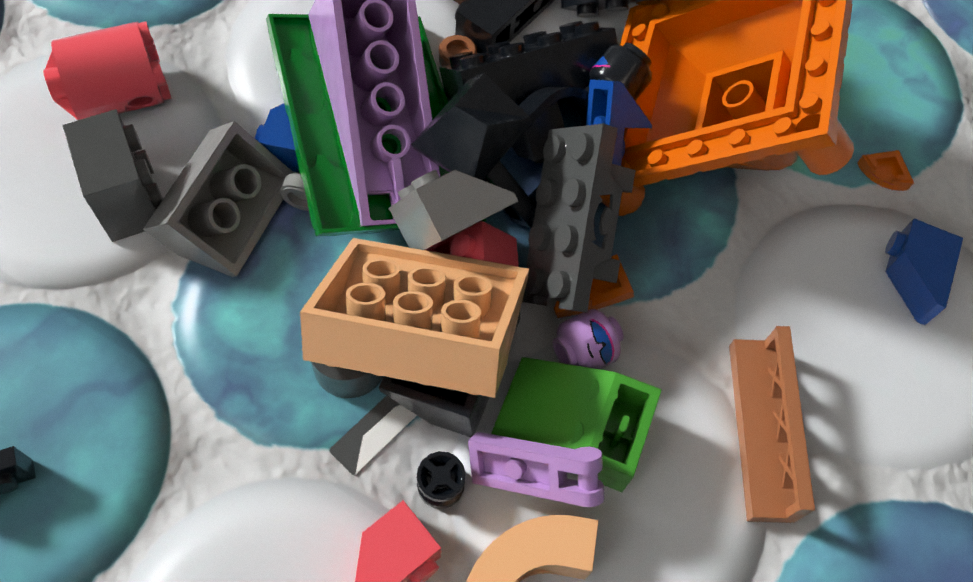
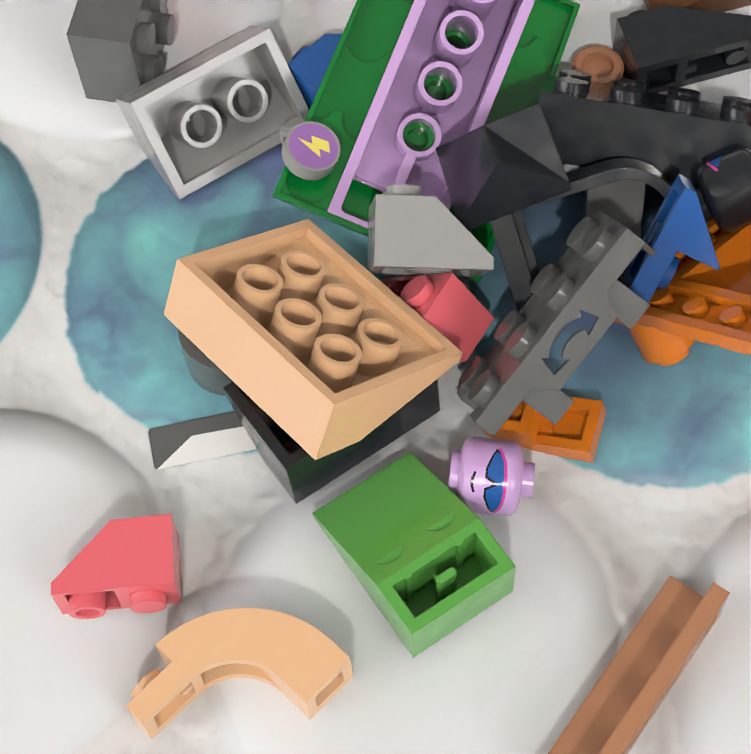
camera: 45 degrees right, 0 degrees up
(326, 189) = (311, 150): none -> tile
(440, 470) = (226, 511): black wheel -> none
(537, 469) = (325, 567): lavender plate -> none

